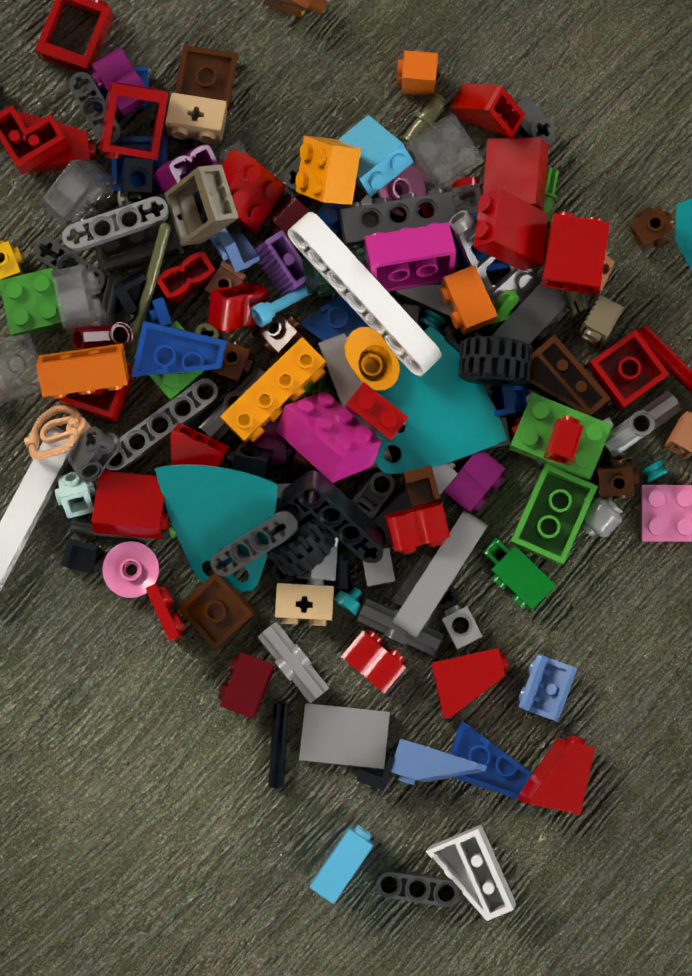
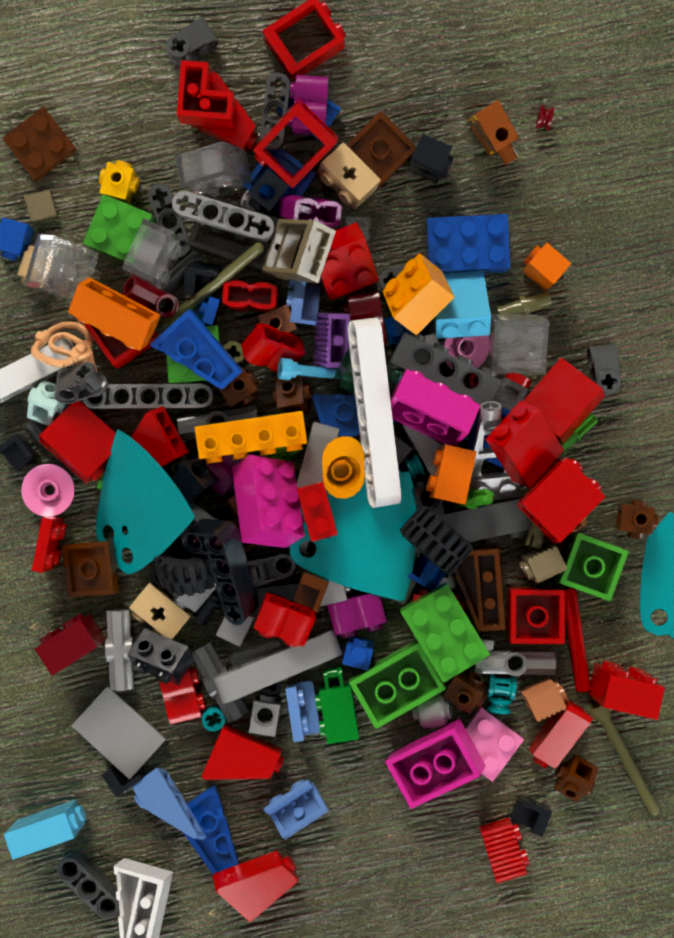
camera: 30 degrees right, 5 degrees up
(254, 545) = (148, 548): dark grey beam -> none
(256, 53) = (431, 159): none -> black brick
(278, 746) = (64, 703): black axle -> none
(333, 639) = (160, 657): none -> black brick
(339, 100) = (469, 243): none -> blue brick
(349, 600) = (195, 634): teal tile -> none
(411, 659) = (217, 726): none -> teal bush
(487, 108) = (578, 334): red slope -> none
(489, 597) = (302, 709): none -> medium blue bracket
(500, 513) = (358, 652): none -> blue brick
(564, 440) = (442, 645): red brick -> none
(637, 557) = (435, 764): none -> dark pink brick
(645, 294) = (592, 566): none -> bright green brick
(645, 453) = (502, 686): none -> teal bush

